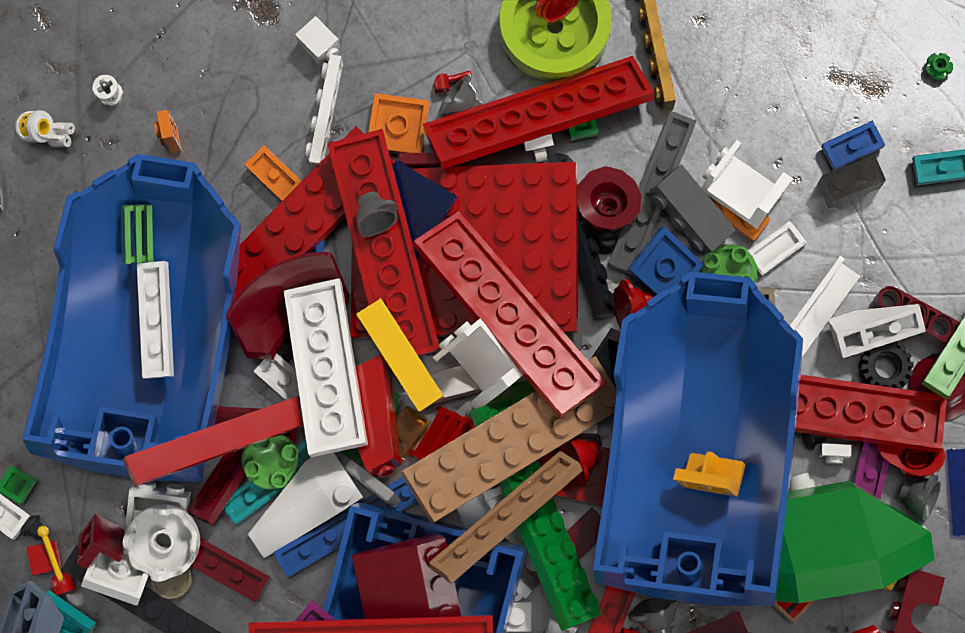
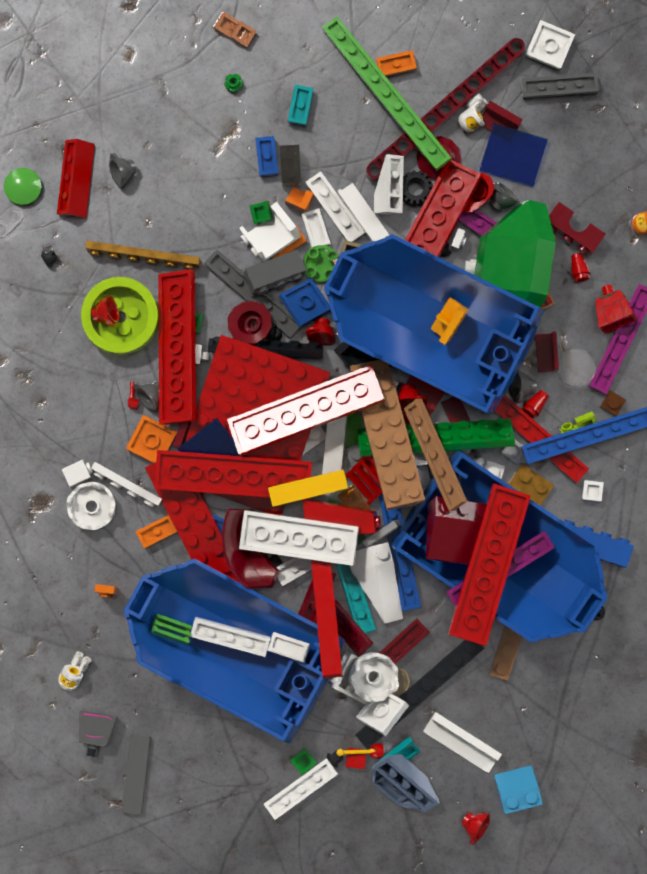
camera: 75 degrees left, 5 degrees up
(98, 537) = (357, 718): dark red panel -> none
(99, 90) = (64, 616): white bush -> none
(166, 407) = (289, 647): none -> white tile
(270, 462) = (347, 593): bright green dish -> none
(275, 56) = (78, 501): none -> white plate
(375, 214) = (213, 472): dark grey piece -> none
(482, 359) = (330, 436): white panel -> none
(771, 164) = (261, 212): none -> green plate
(808, 211) = (299, 199): none -> orange panel
(815, 263) = (335, 207): none -> white plate

